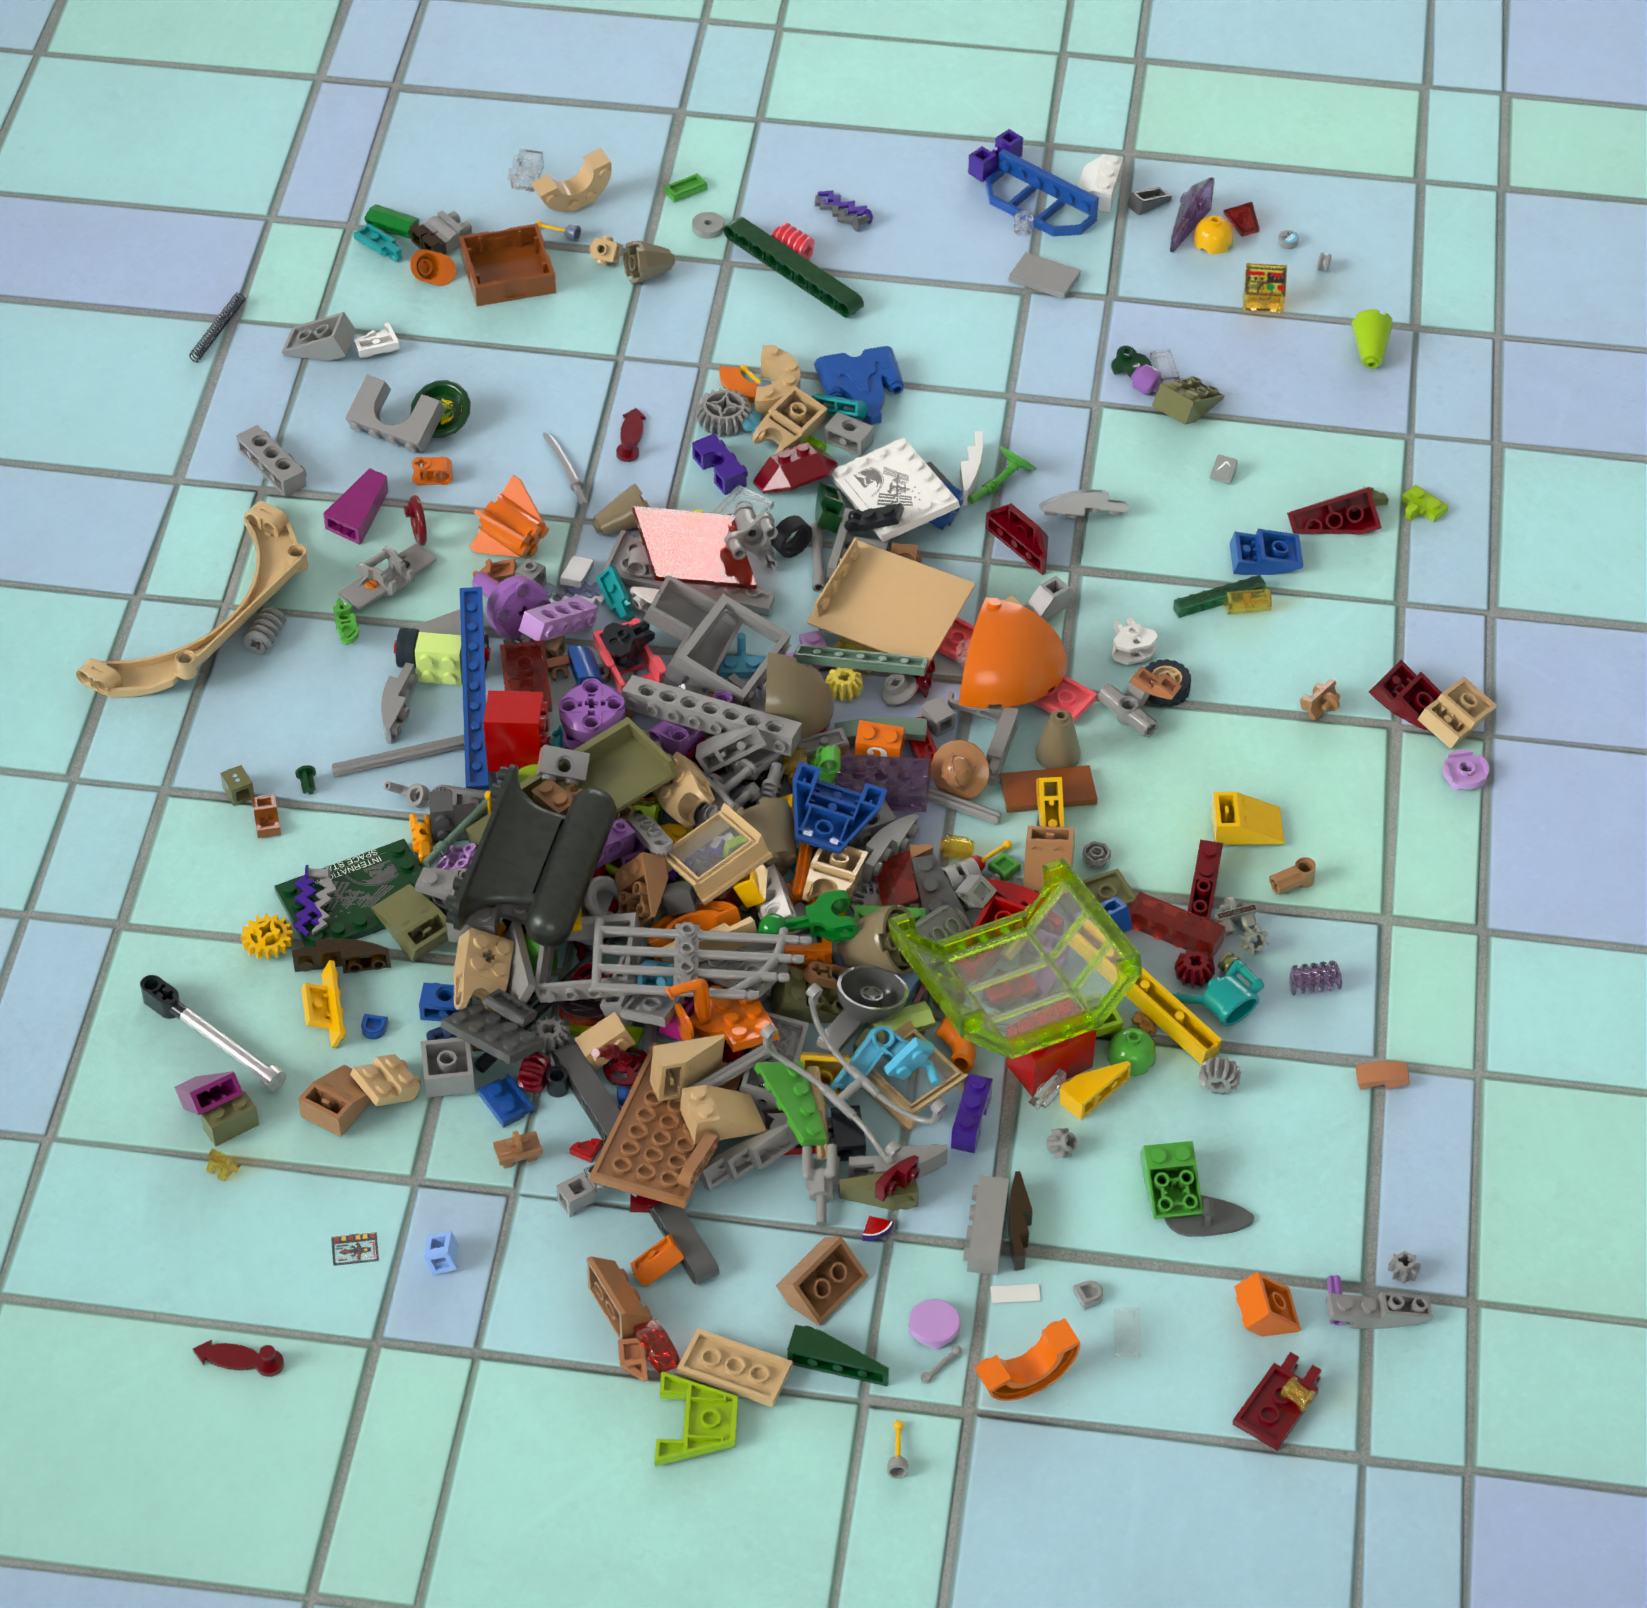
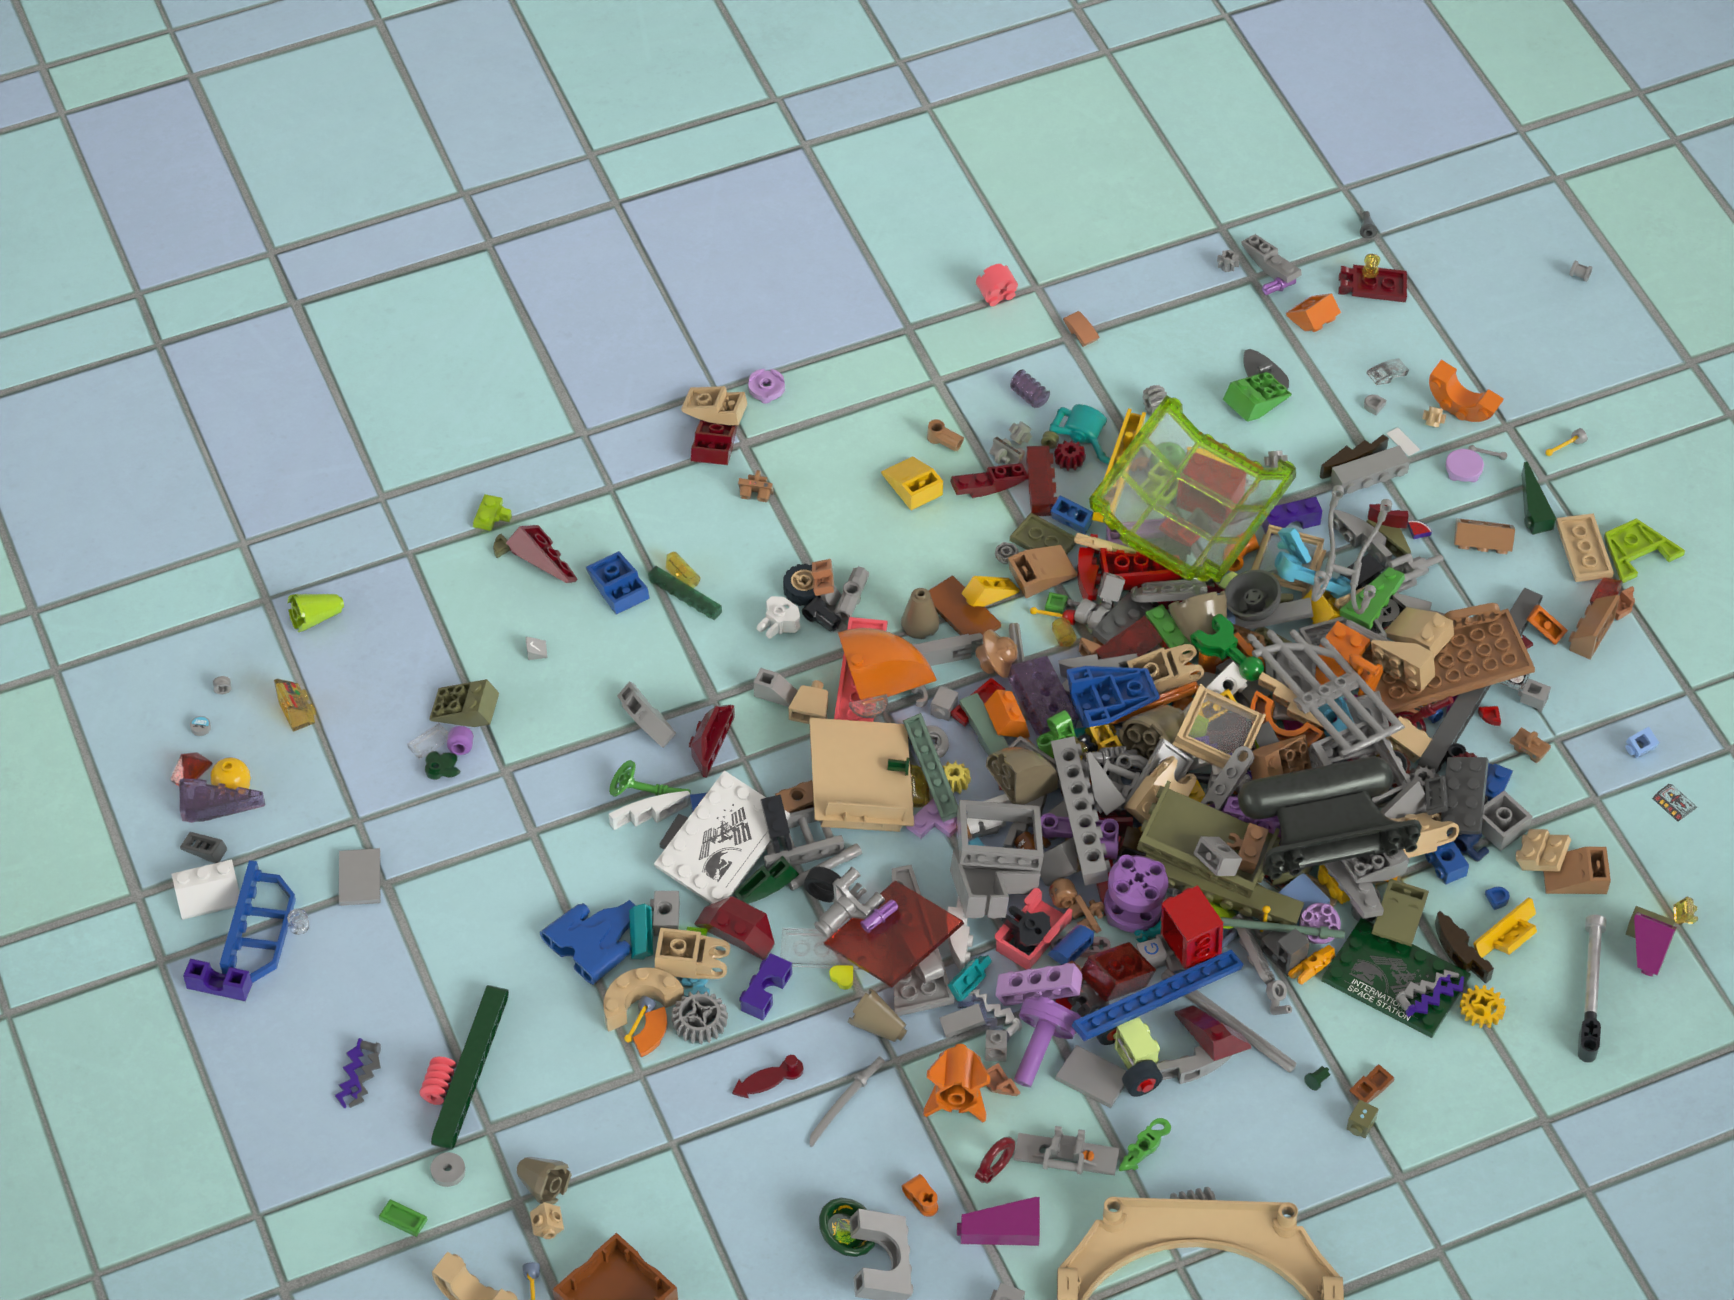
camera: 120 degrees left, 5 degrees up
(406, 712) = (1213, 1035): none -> dark red wedge
(719, 543) = (879, 915): none -> medium lavender axle
(872, 633) = (899, 765): none -> dark green piece
(1023, 1330) = (1434, 416): none -> tan gear
(1117, 677) = (817, 611): none -> black piece
(1379, 1448) = (1368, 228): none -> dark grey cone
(1490, 1018) = (997, 284): none -> coral brick

